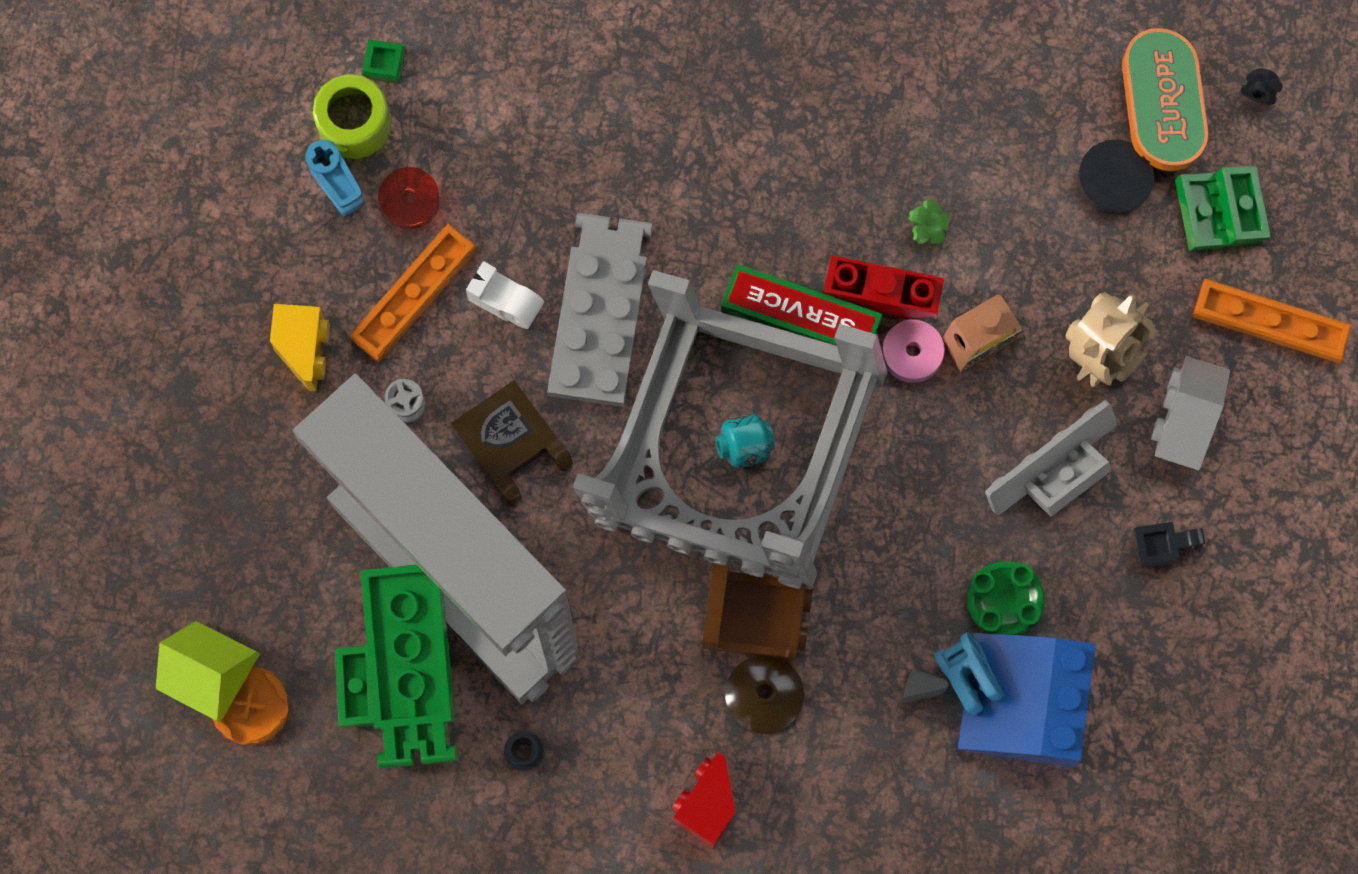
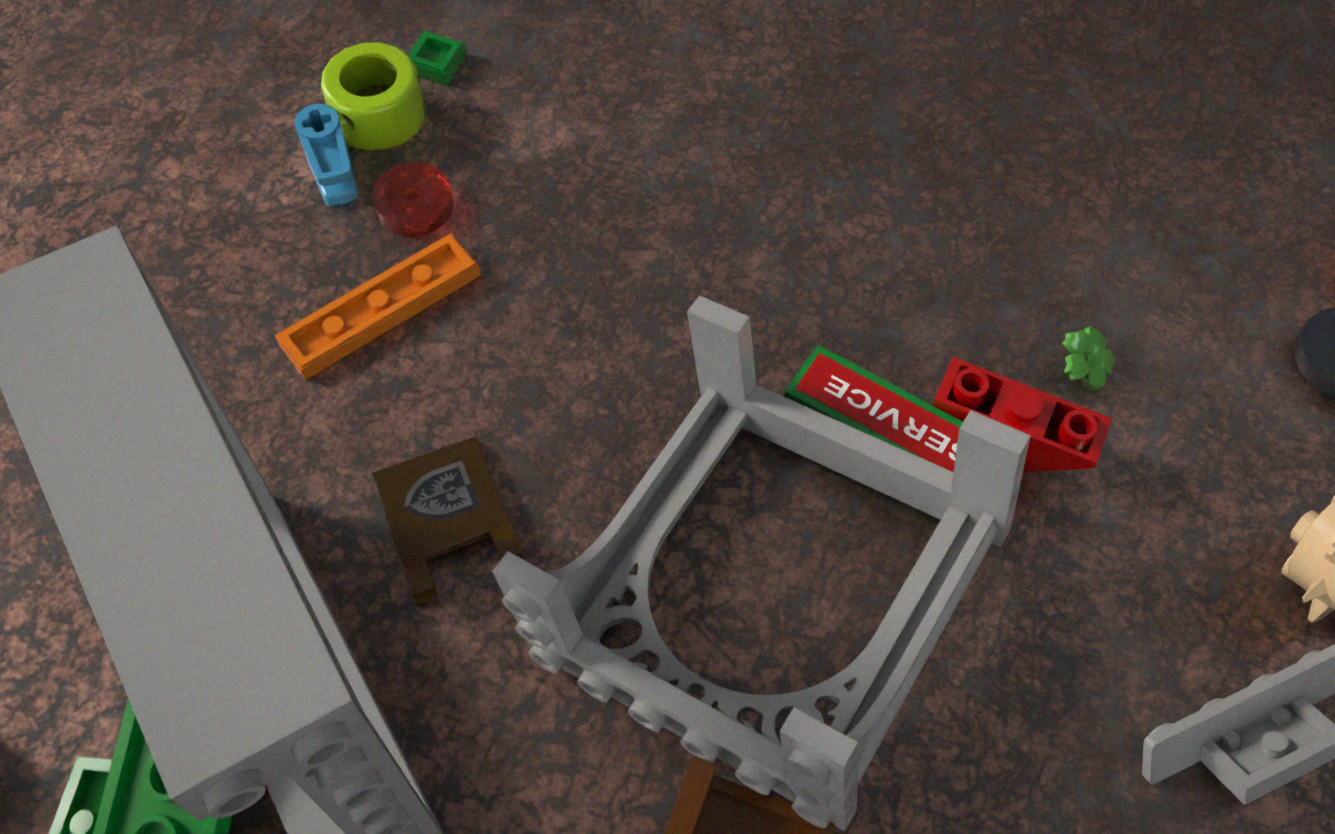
camera: 10 degrees right, 15 degrees down
(298, 338) = (211, 319): yellow slope -> none
(401, 393) = (305, 420): light grey wheel -> none
(503, 296) = (491, 327): white leg -> none
(599, 312) = (613, 382): light grey hinge -> none
(745, 441) = (782, 585): teal head -> none
(916, 334) = (1067, 507): bright pink piece -> none
(984, 333) = (1171, 504): nougat torso -> none

